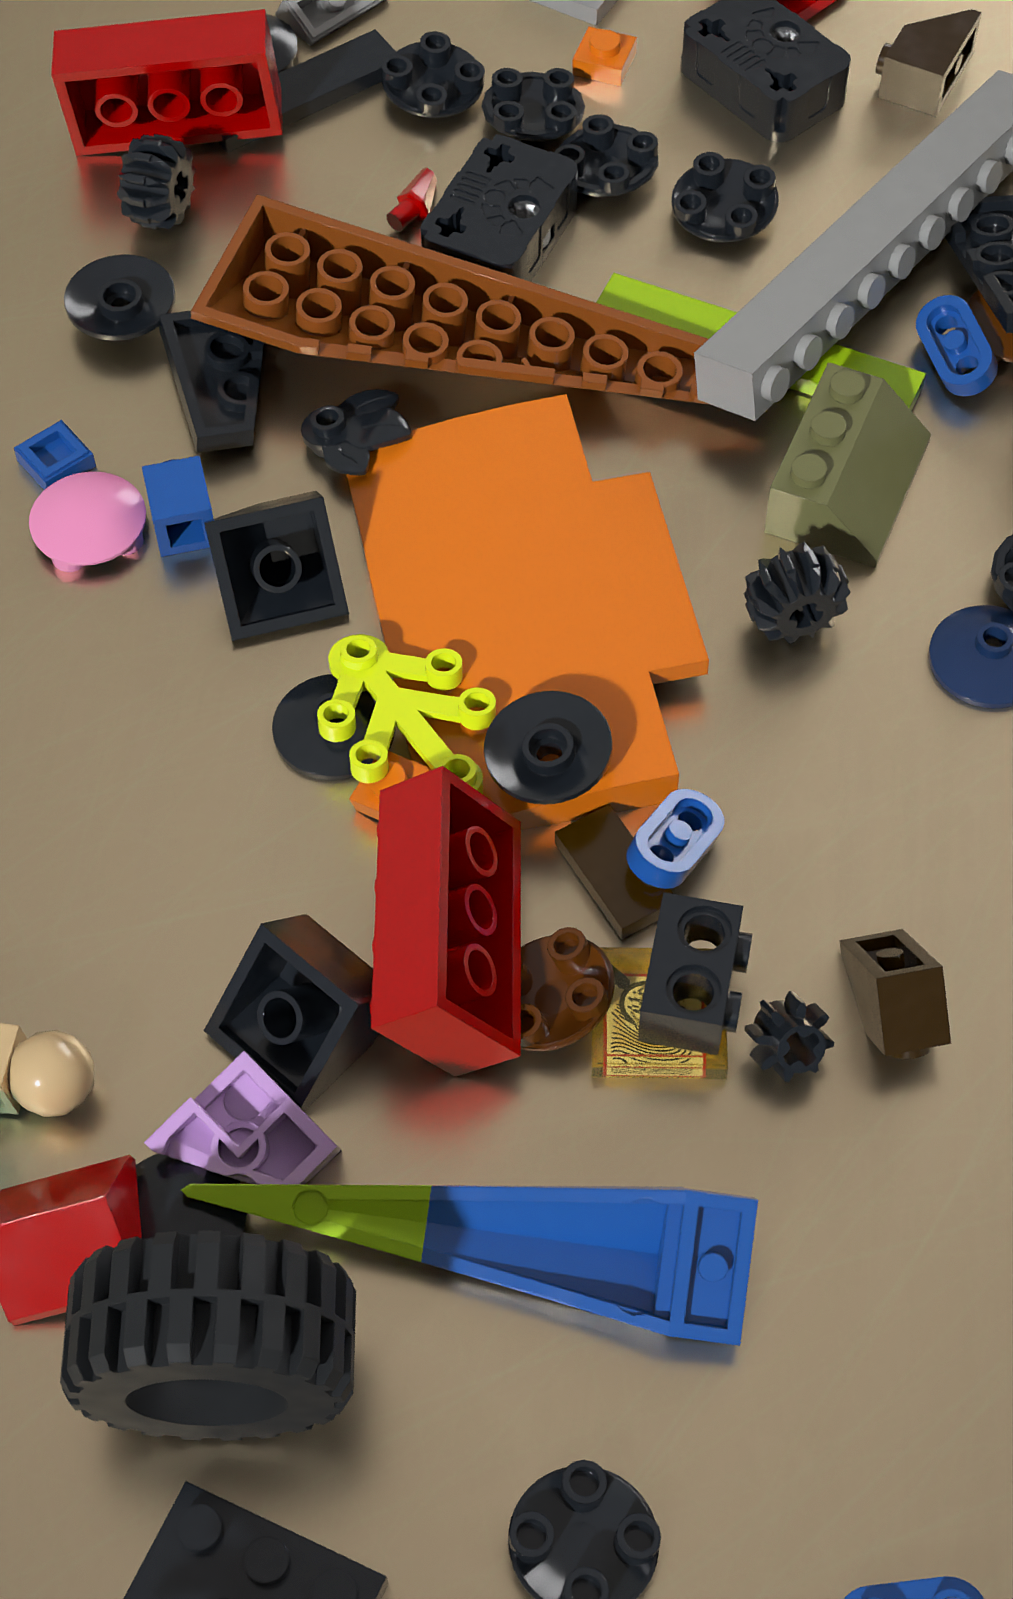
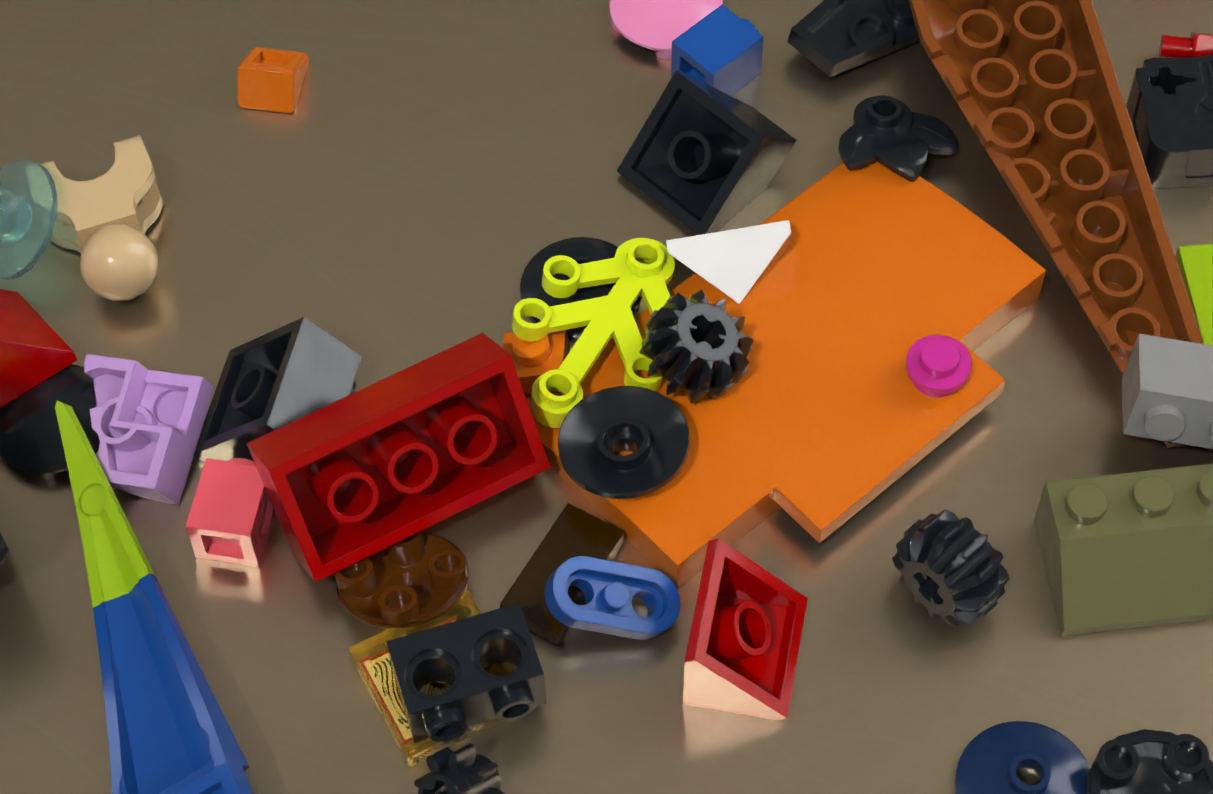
camera: 60 degrees right, 0 degrees up
(395, 1095) = (230, 513): none -> coral brick
(397, 589) = (732, 257): none -> white slope
(492, 649) = (696, 346): none -> black gear
(616, 502) = (938, 365): none -> dark pink plate
(758, 774) = (742, 638): none -> red slope

